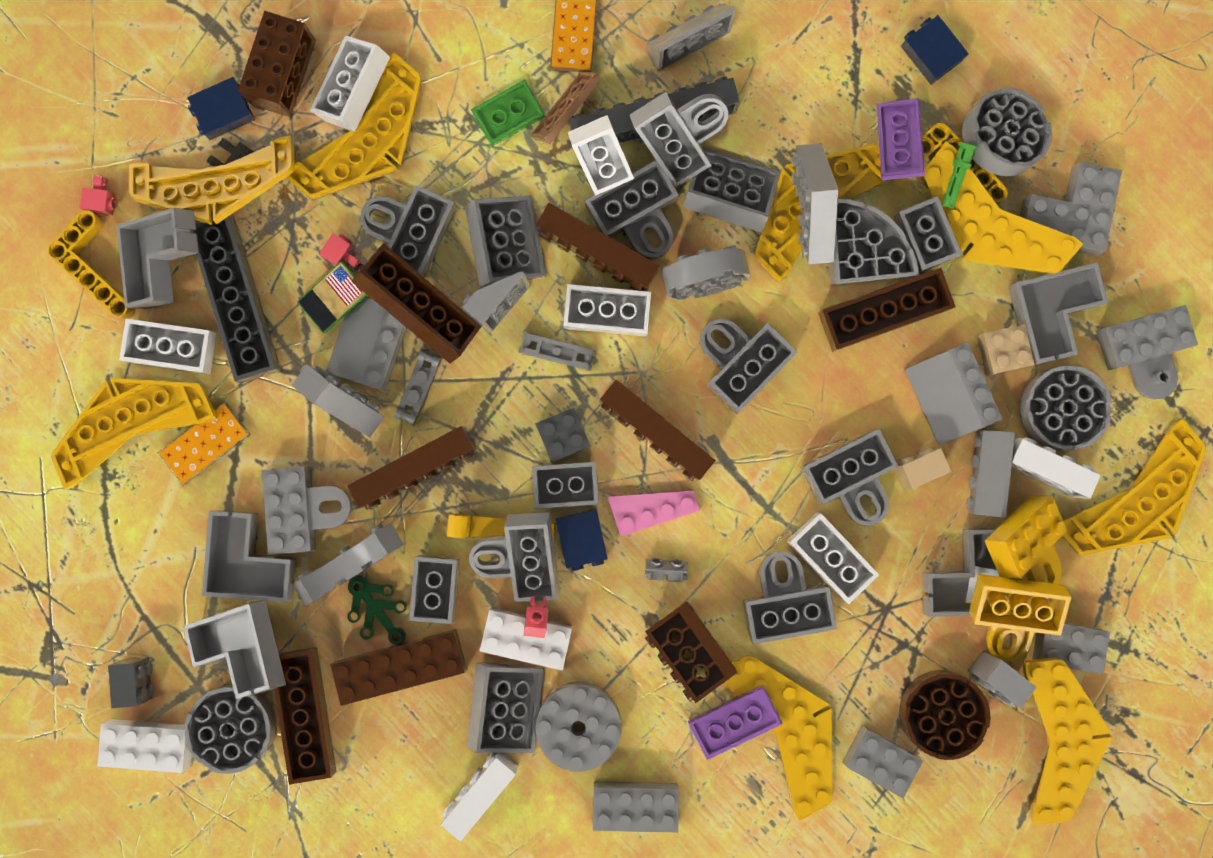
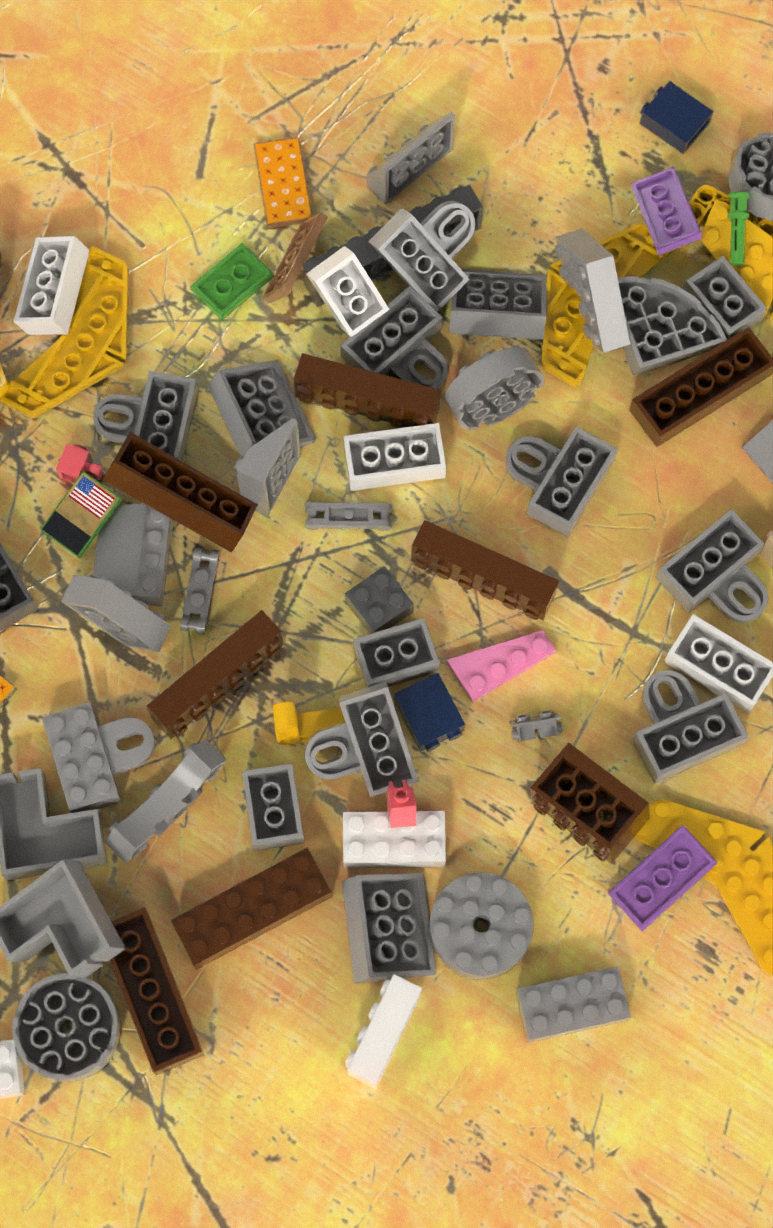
camera: 15 degrees left, 15 degrees down
(375, 607) = (206, 848): dark green plant -> none

